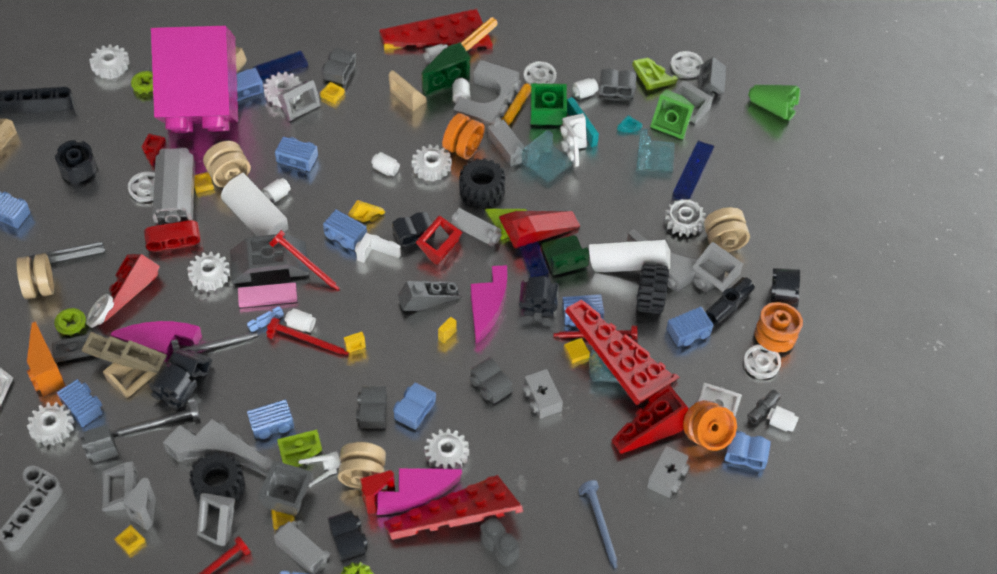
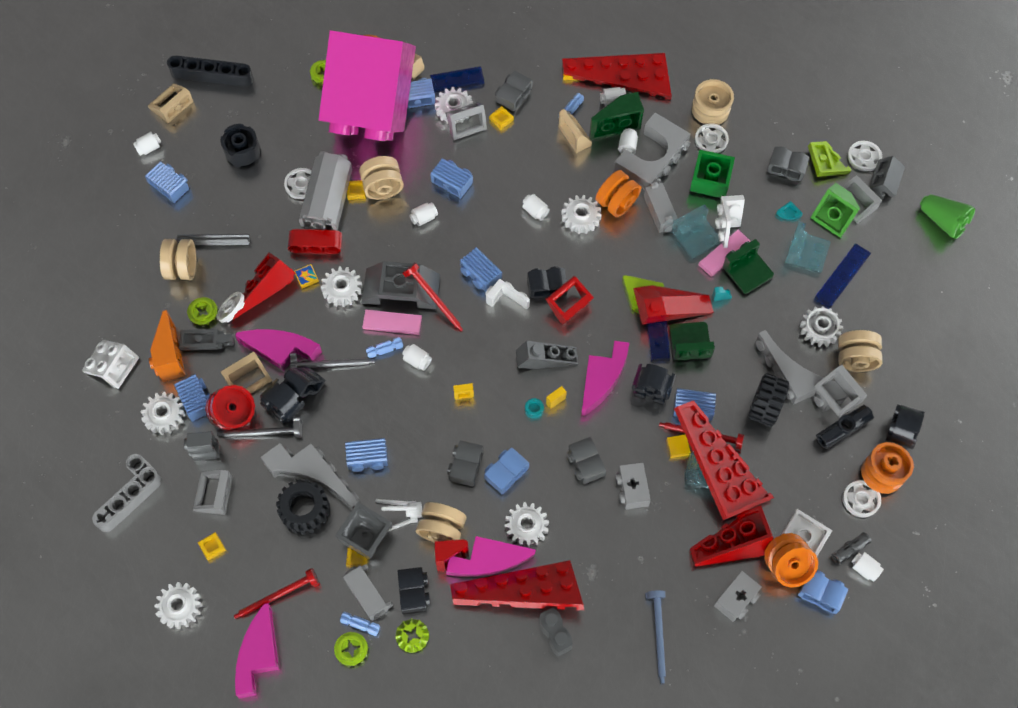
camera: 15 degrees right, 10 degrees up
(109, 62) = (294, 43): white gear -> none
(121, 401) = (230, 396): none -> red wheel
(124, 353) = (243, 358): dark tan slope -> none
(141, 504) = (228, 516): light grey tile -> none
(152, 146) = (316, 142): red tile -> none
(170, 269) = (306, 276): none -> tile
(225, 518) = (303, 538): light grey tile -> none
(253, 207) = (398, 228): white brick -> none
(275, 325) = (392, 357): red piece -> none
(299, 447) = (386, 490): lime wing -> none
(364, 211) = (502, 254): yellow tile -> none
(401, 66) = (573, 104): none -> light blue axle
(428, 345) = (534, 408): none -> teal tile
(476, 227) = (609, 294): light grey brick -> none
(479, 33) = (659, 83): light orange axle -> none
(482, 194) = (626, 234): black tyre -> none
(517, 104) = (681, 166): light orange axle -> none
(533, 42) = (712, 102): none -> tan wheel
(575, 175) = (714, 261): none -> bright pink tile
(583, 208) = (721, 294): none -> teal tile
(584, 88) = (753, 163): white brick -> none
(591, 133) = (739, 189): teal tile -> none
(601, 179) = (747, 267): none -> dark green bracket
(628, 255) = (754, 360): white brick -> none
(689, 327) = (797, 446): medium blue brick -> none

